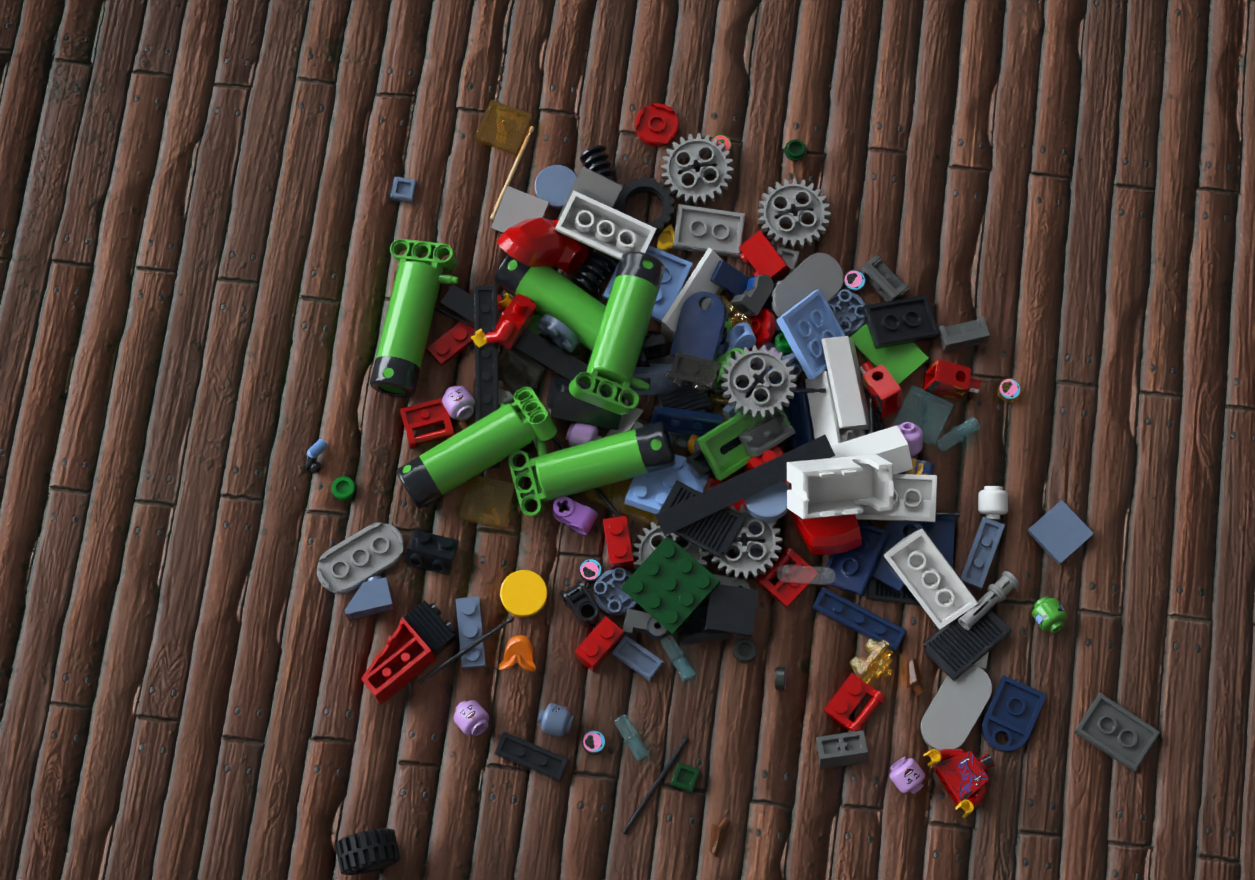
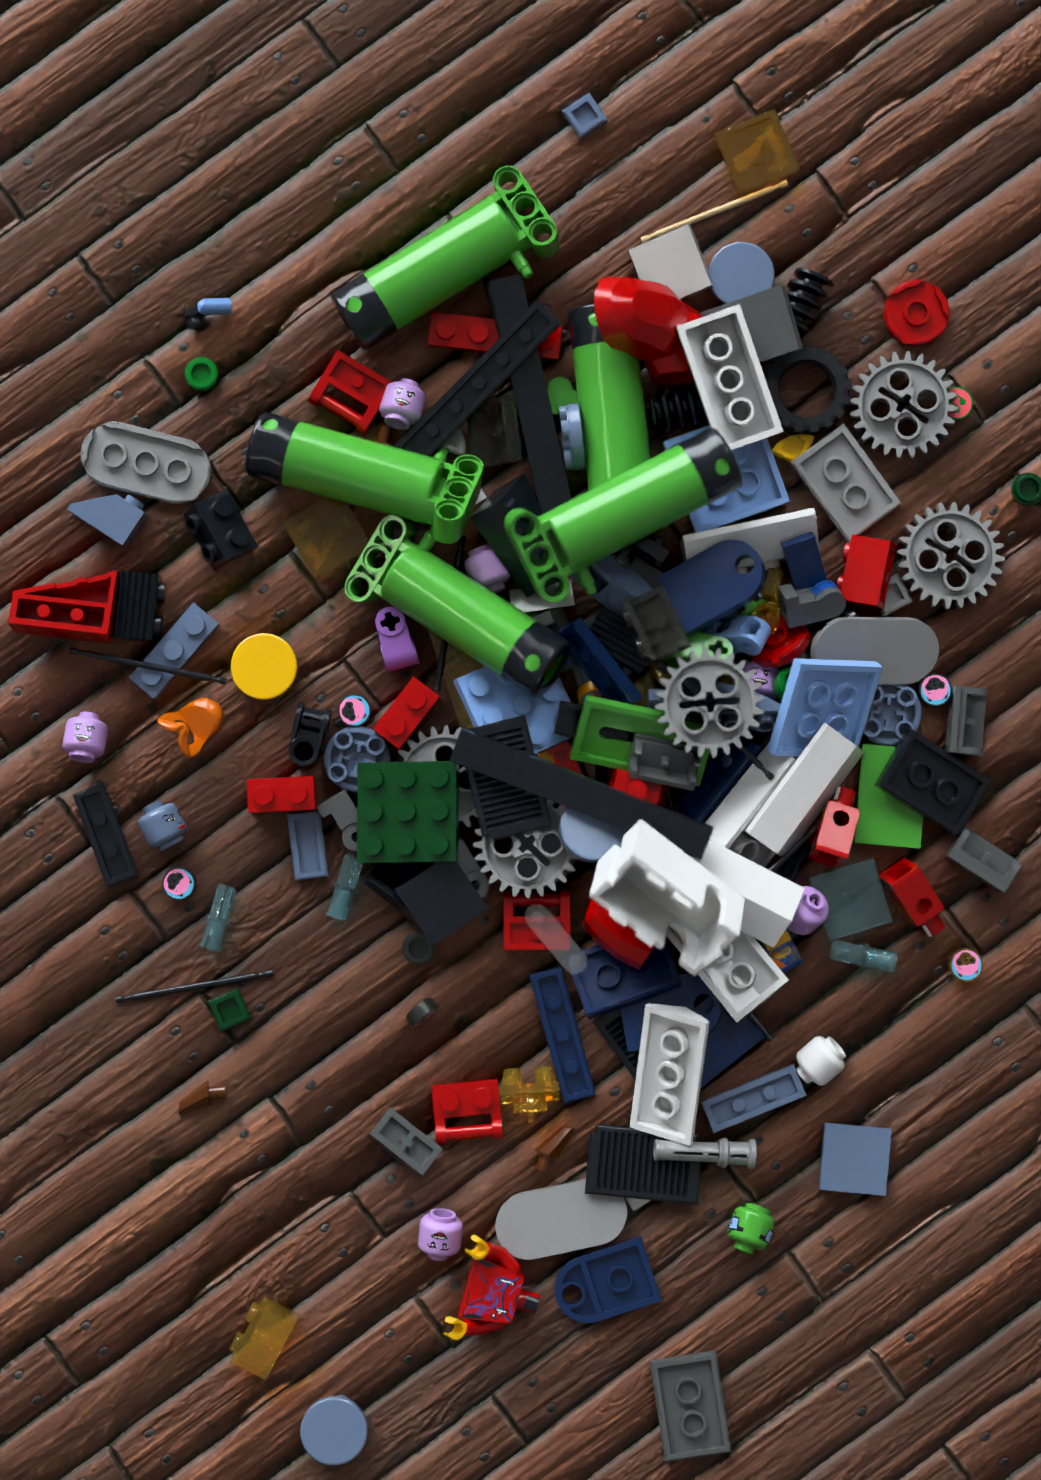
camera: 50 degrees right, 15 degrees up
(512, 323) = (532, 379): red torso -> none

